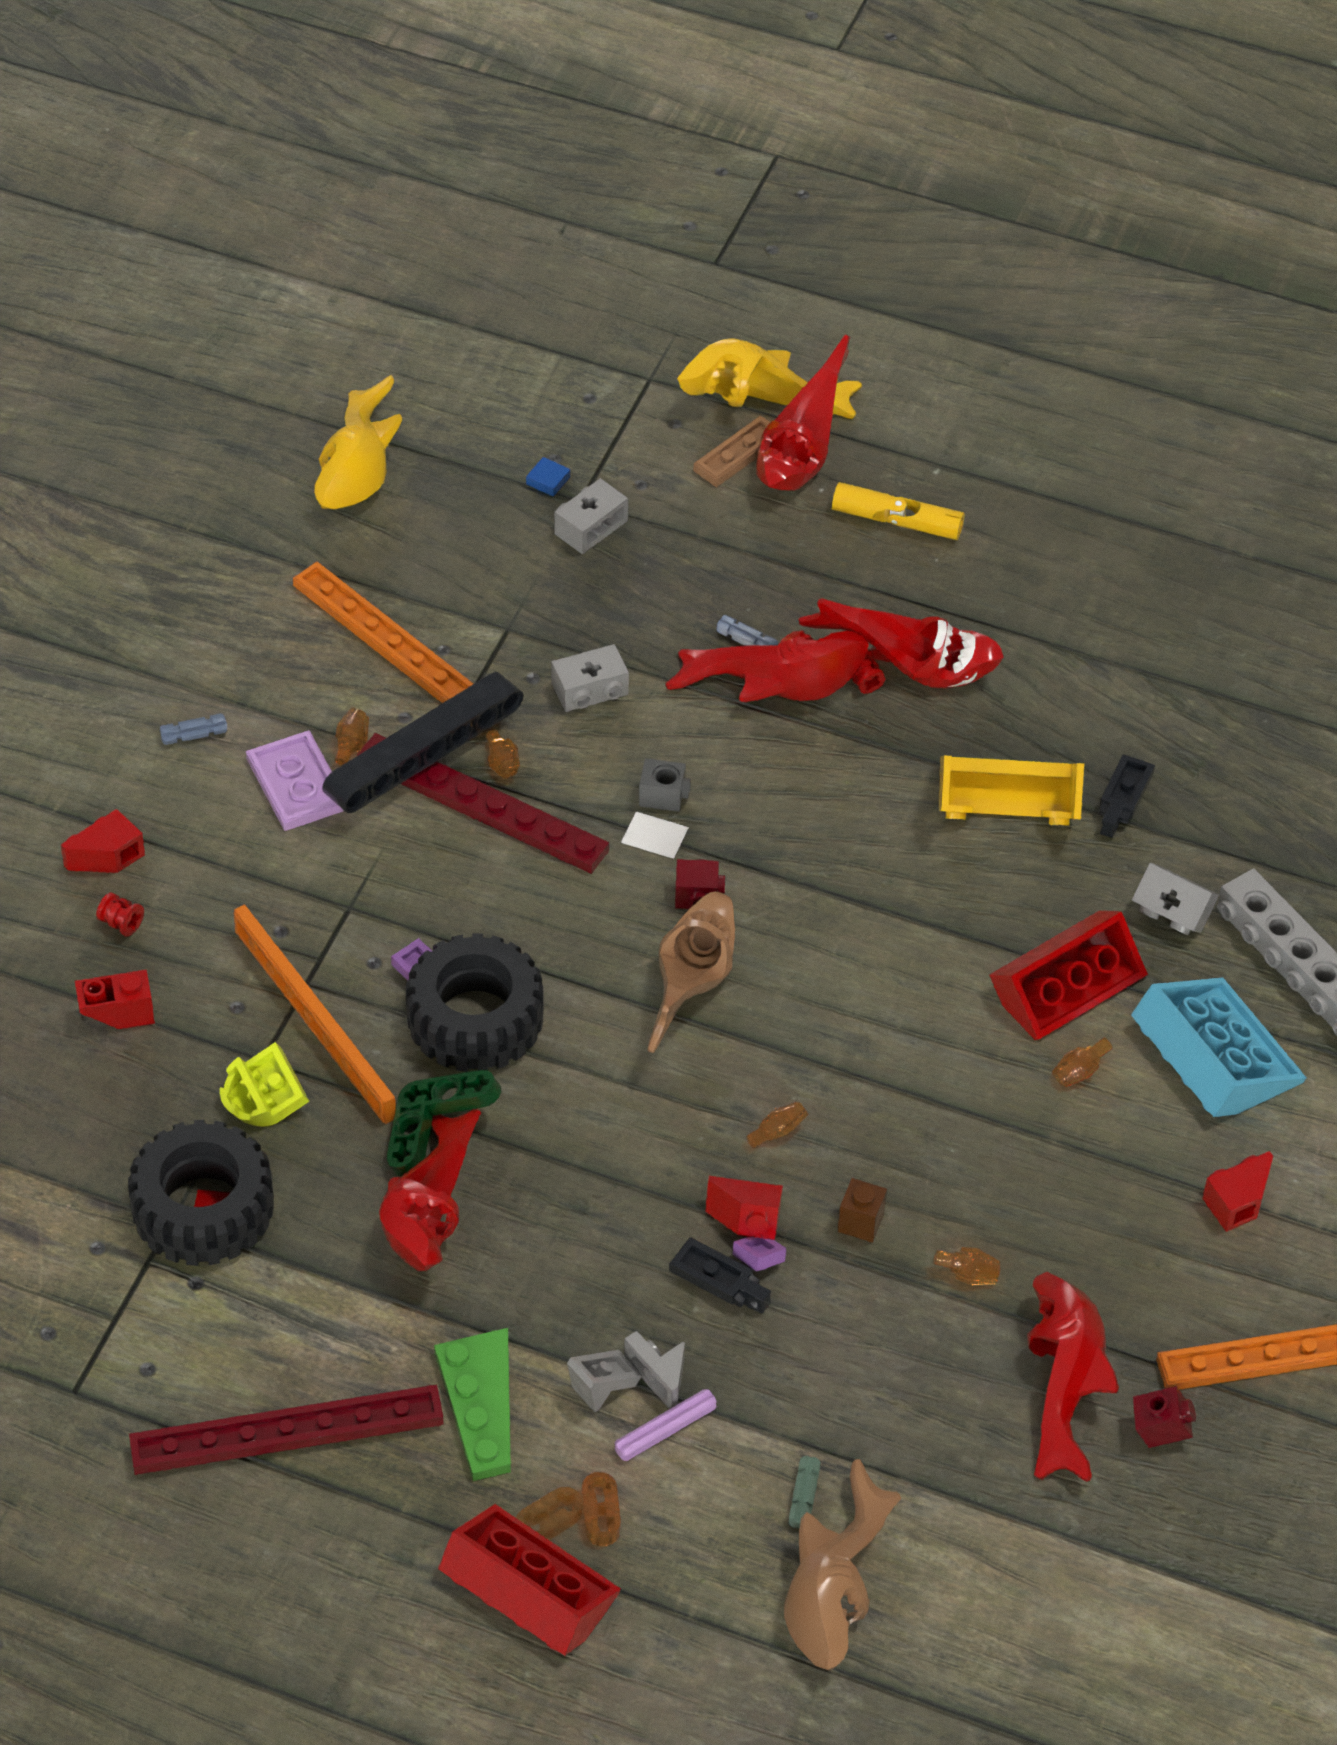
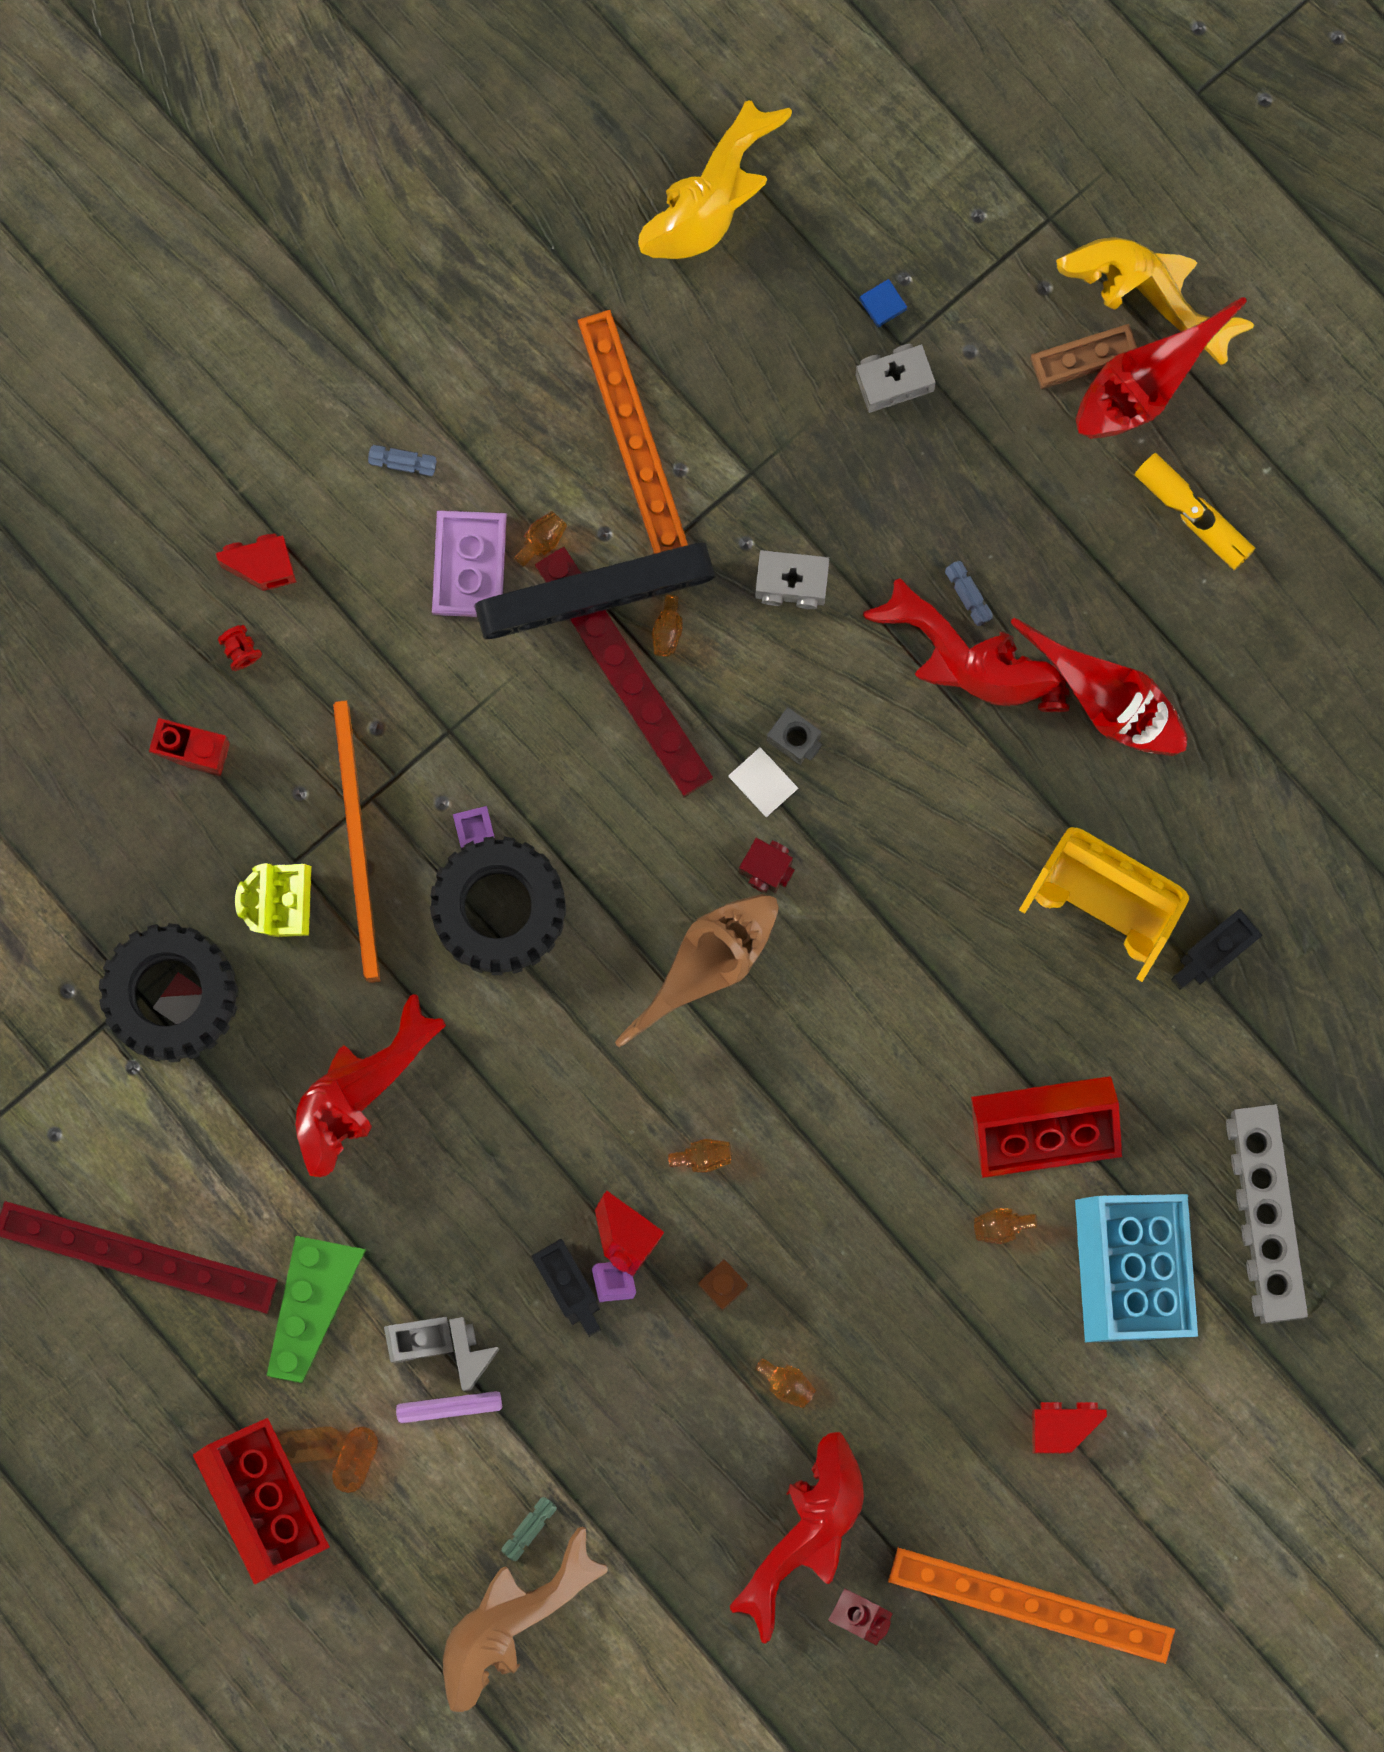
camera: 30 degrees right, 30 degrees up
(422, 1100) = (400, 993): dark green beam -> none
(1194, 905) = (1188, 1097): light grey brick -> none

